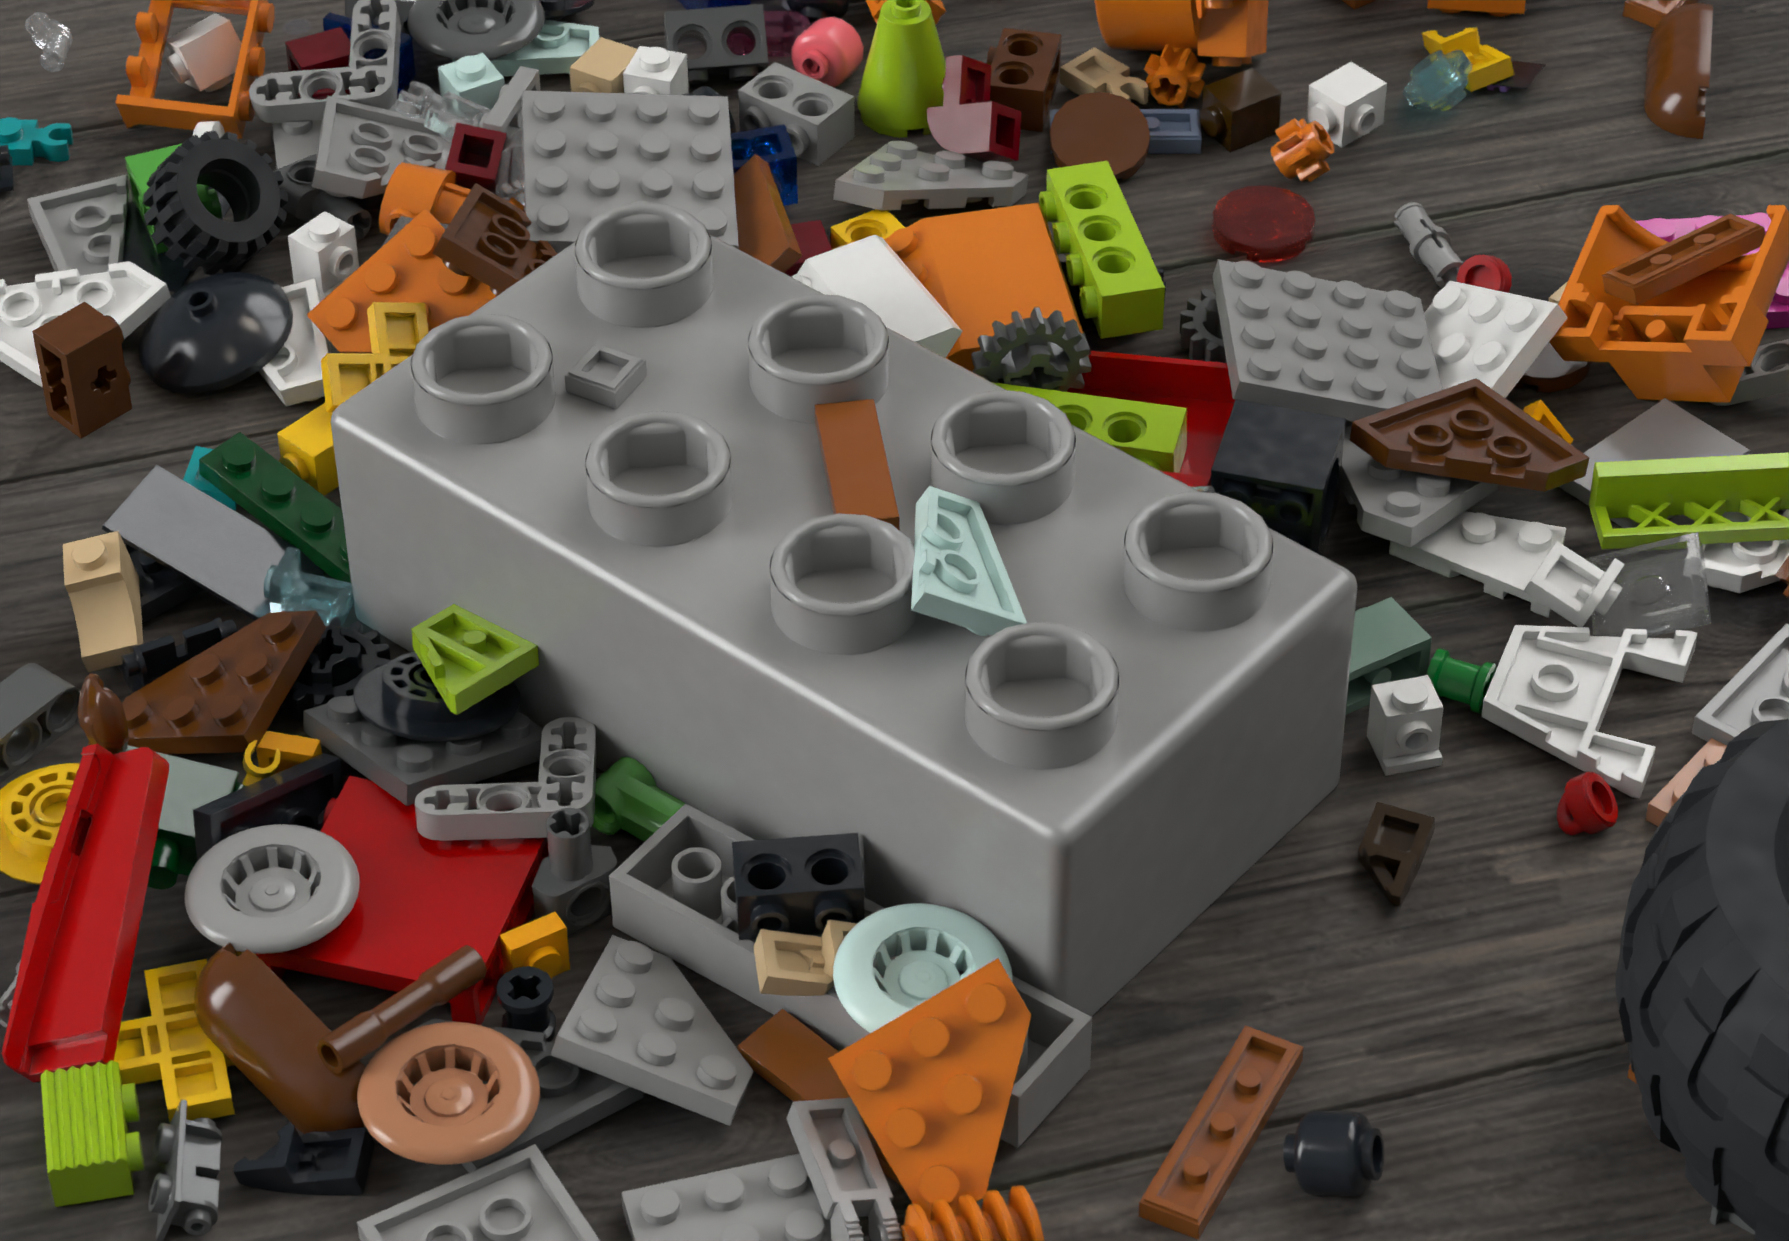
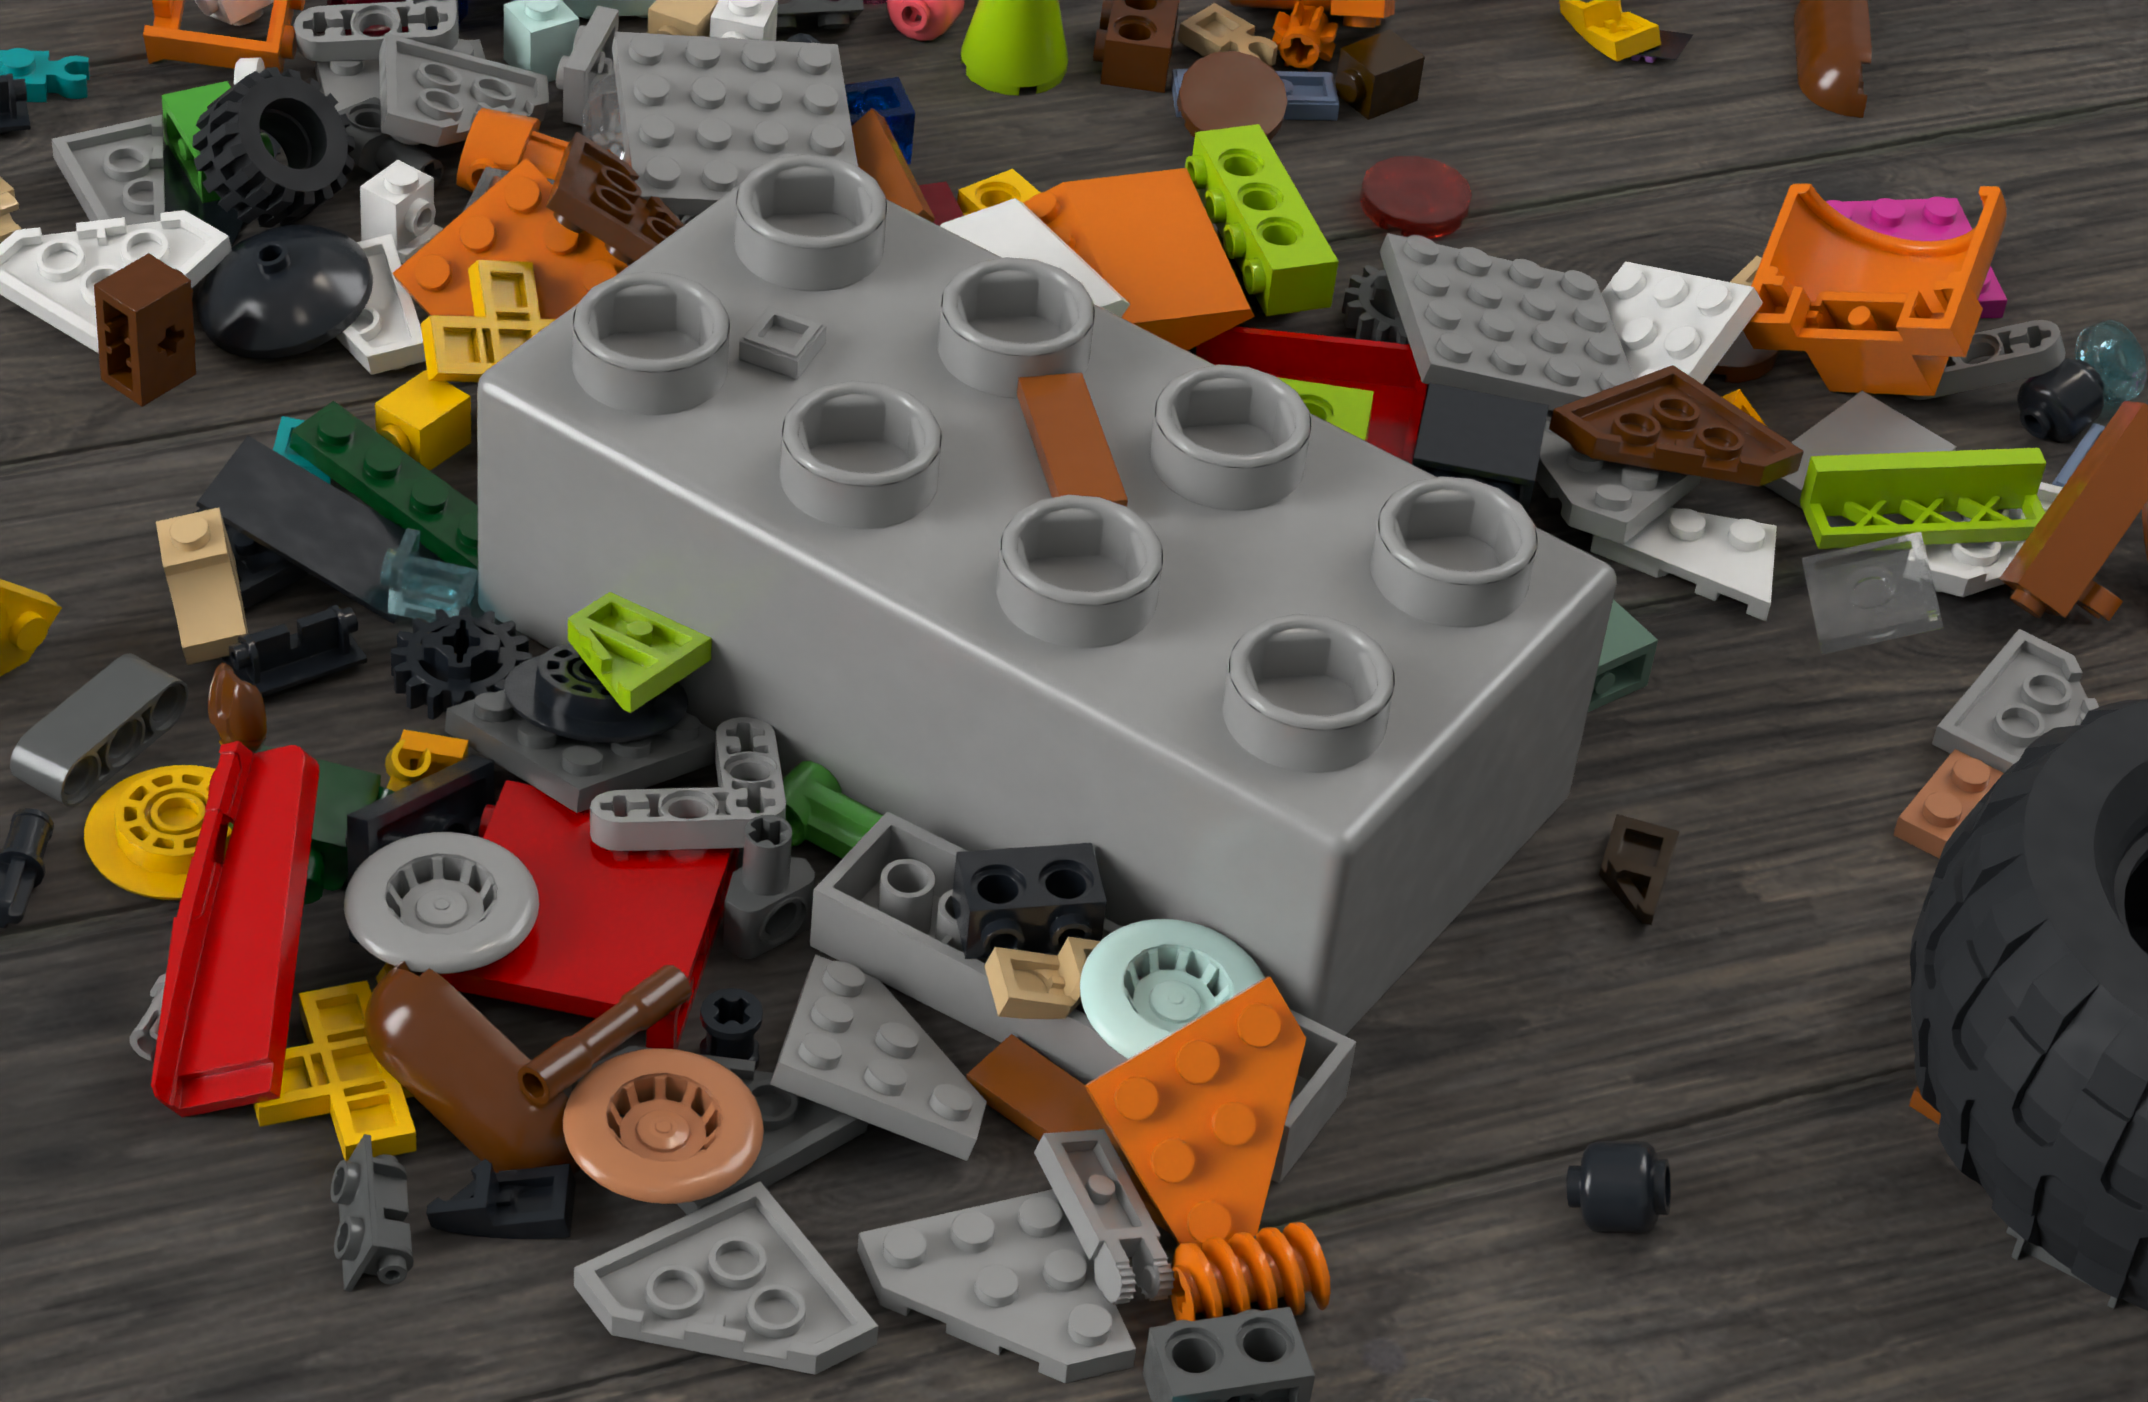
camera: 10 degrees left, 0 degrees up
(88, 1133) = (259, 1172): lime brick -> none
(226, 692) = (361, 683): reddish brown plate -> none
(439, 111) = (521, 57): clear plate -> none
(476, 156) = (561, 102): dark red brick -> none
(537, 945) = (733, 964): light orange plate -> none
(813, 112) = (891, 48): light grey brick -> none
(944, 179) = (1021, 137): light grey plate -> none
(959, 566) = (1203, 555): light aqua wing -> none
(968, 118) = (1092, 81): brick -> none
(1034, 353) = (1202, 324): dark grey gear -> none
(1221, 1132) = (1492, 1165): dark orange tile -> none
(1302, 149) = (1450, 118): orange gear -> none
(1347, 103) = (1490, 71): white brick -> none
(1405, 725) = (1637, 732): white brick -> none
(1428, 243) = (1596, 223): light grey pin -> none
(1438, 81) = (1585, 48): clear light blue plate -> none
(1460, 679) = (1686, 686): green bush -> none
(1485, 272) = (1661, 252): red tile -> none
(1560, 683) = (1789, 698): white wing -> none
(1574, 585) = (1797, 586): white bracket -> none
(1589, 802) = (1839, 818): red tile -> none
(1683, 259) = (1880, 243): dark orange tile -> none

